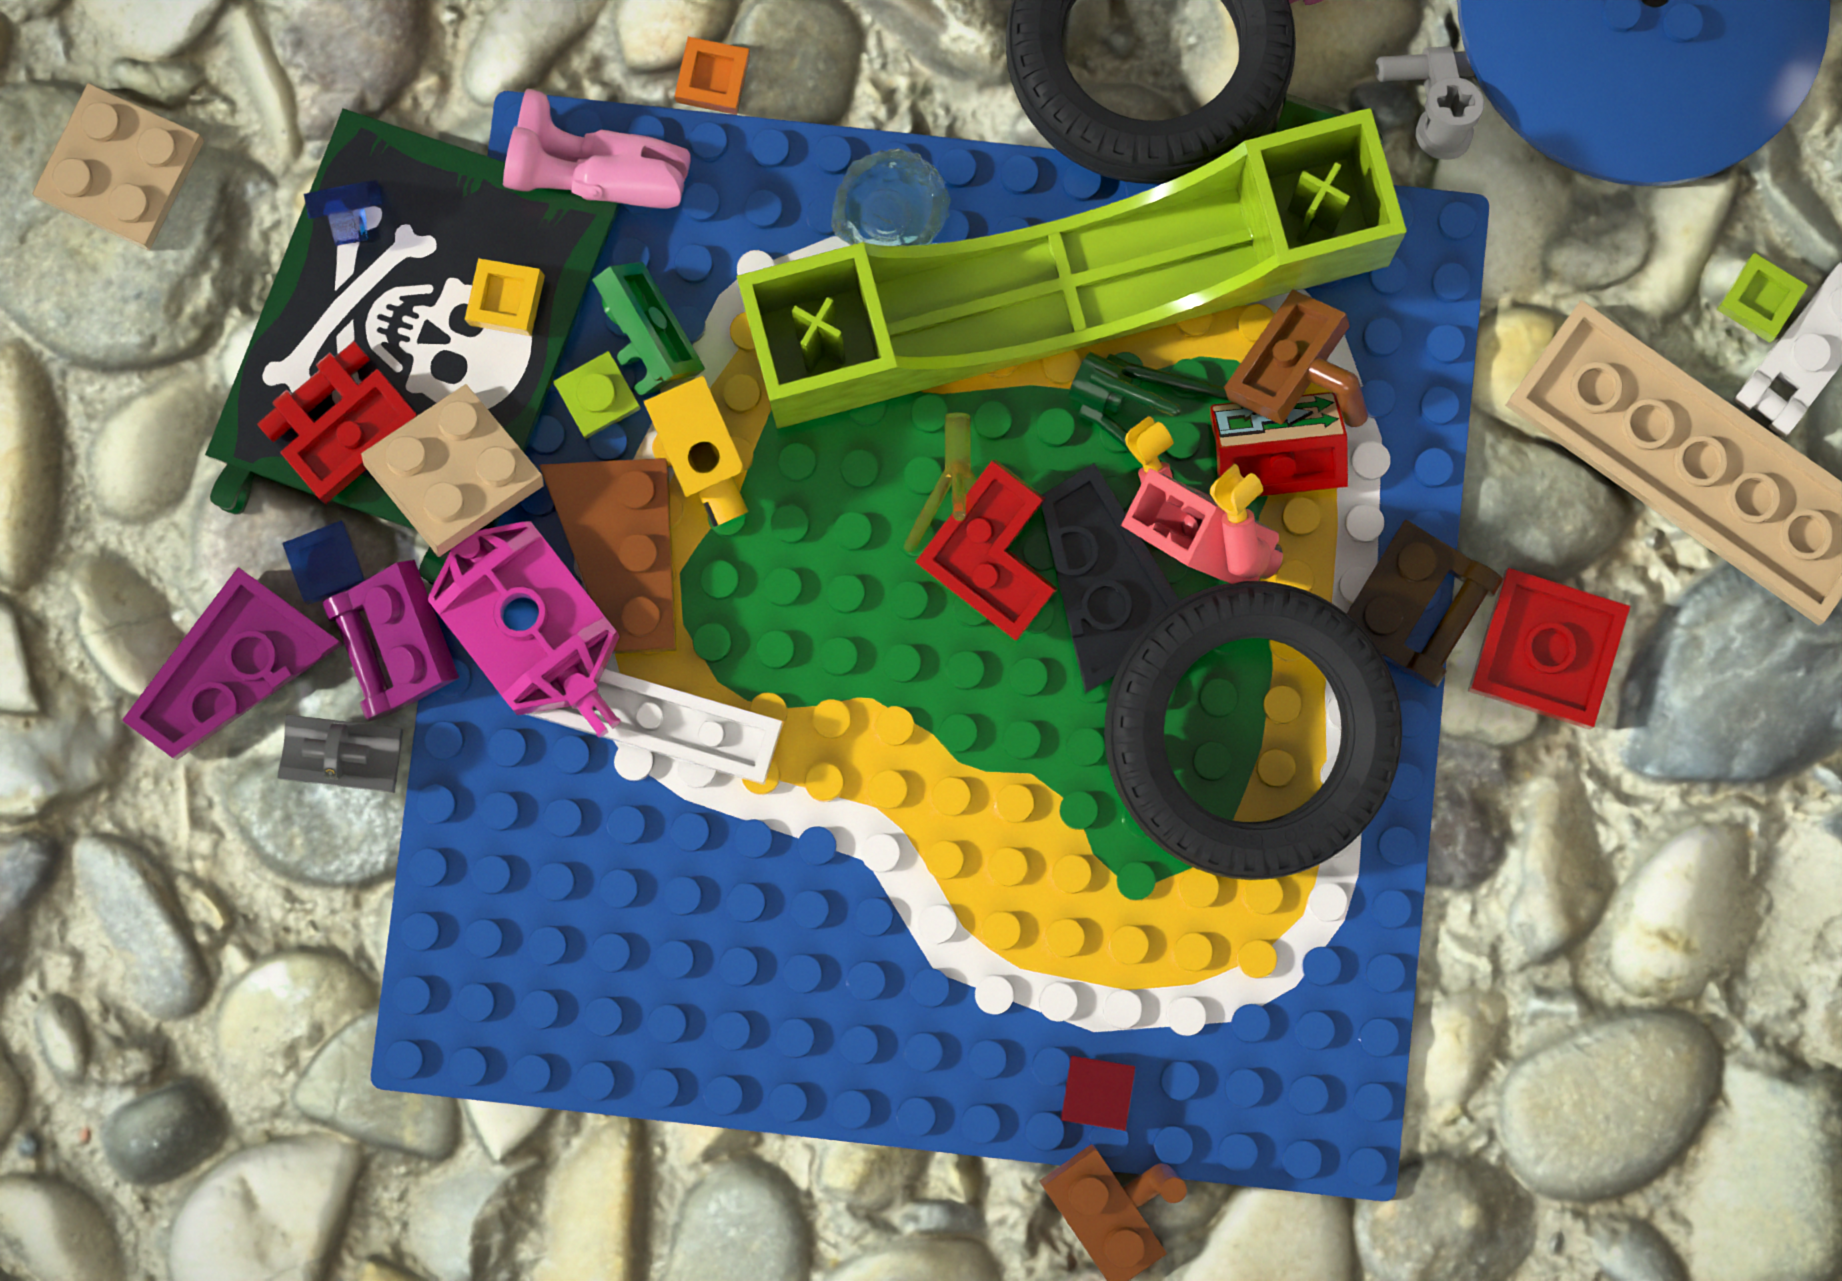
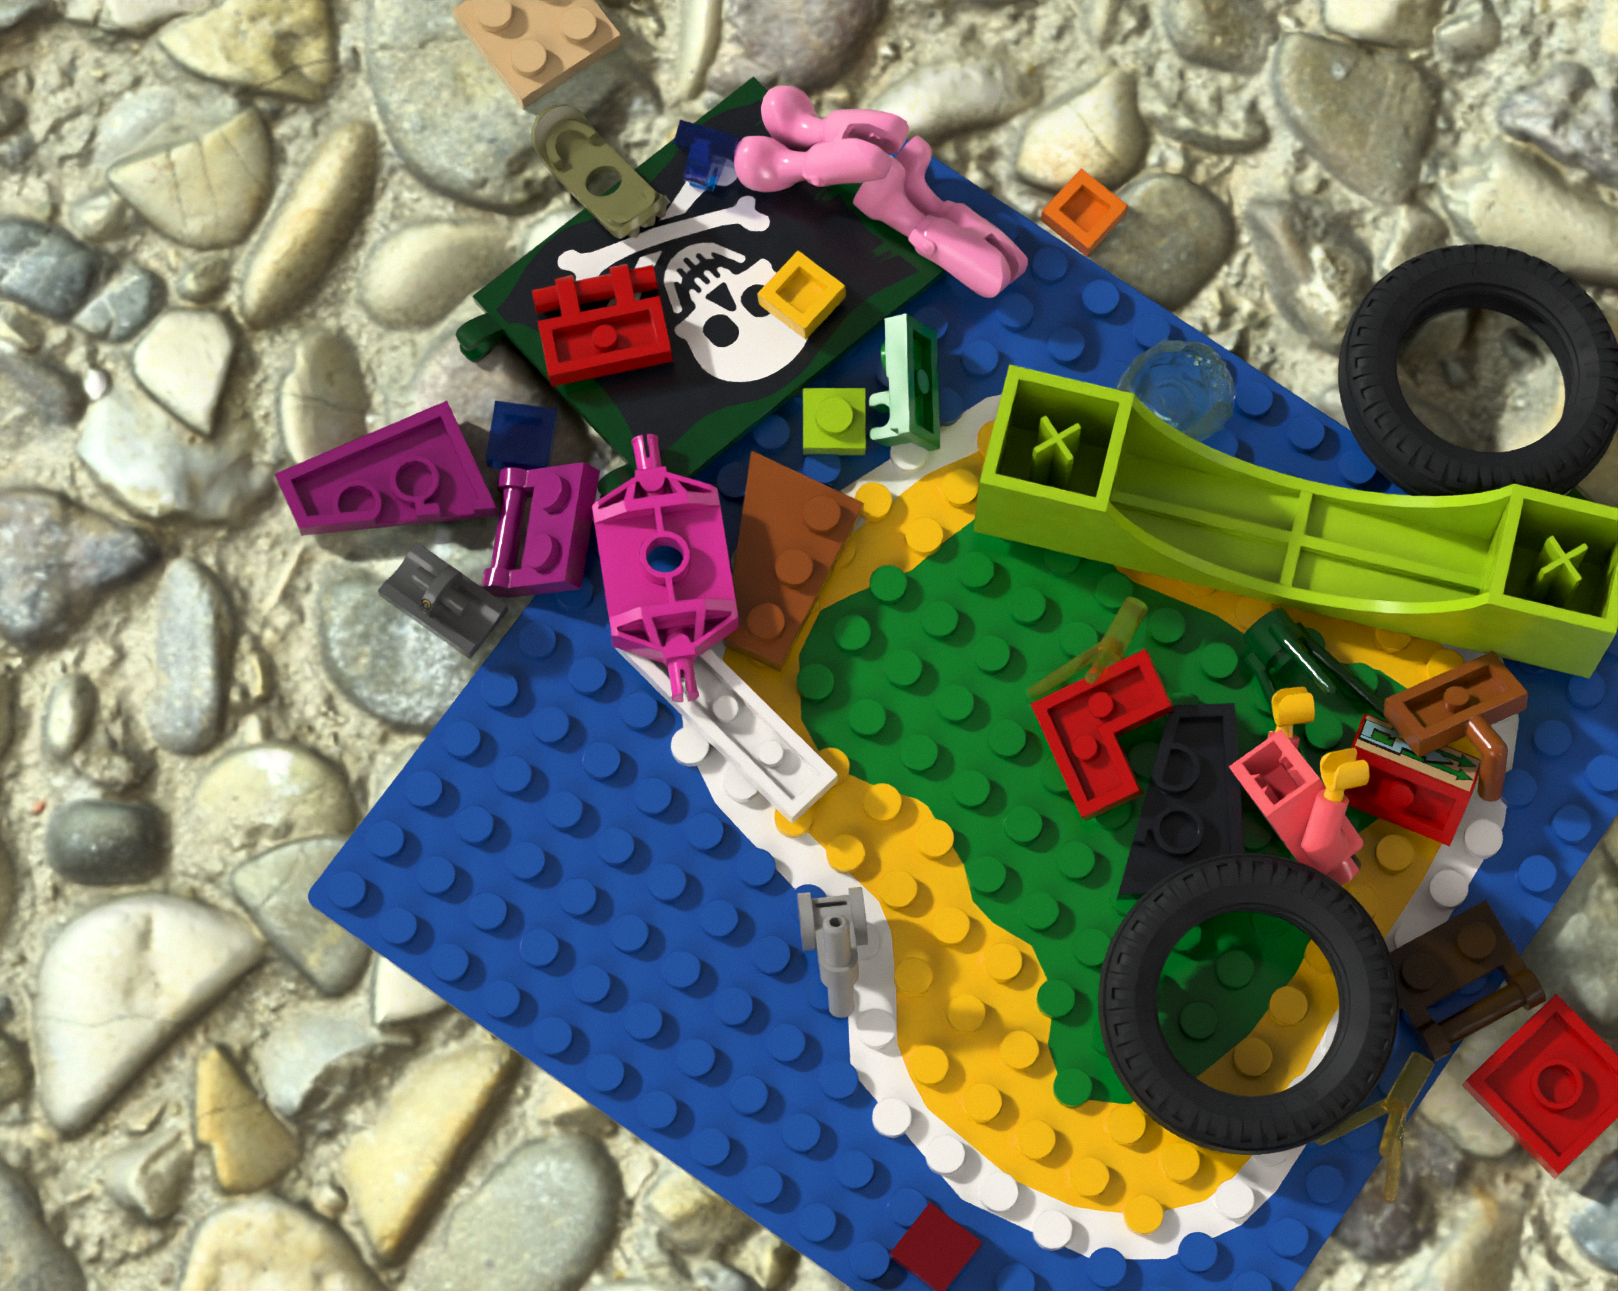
camera: 25 degrees right, 10 degrees down
(225, 267) = (578, 153): none -> olive piece
(452, 470) = (675, 411): tan plate -> none
(465, 133) = (824, 152): none -> bright pink piece
(688, 418) = (897, 481): yellow torso -> none
(855, 862) = (835, 930): none -> light grey piece
(1426, 743) = (1397, 1106): none -> clear yellow plant

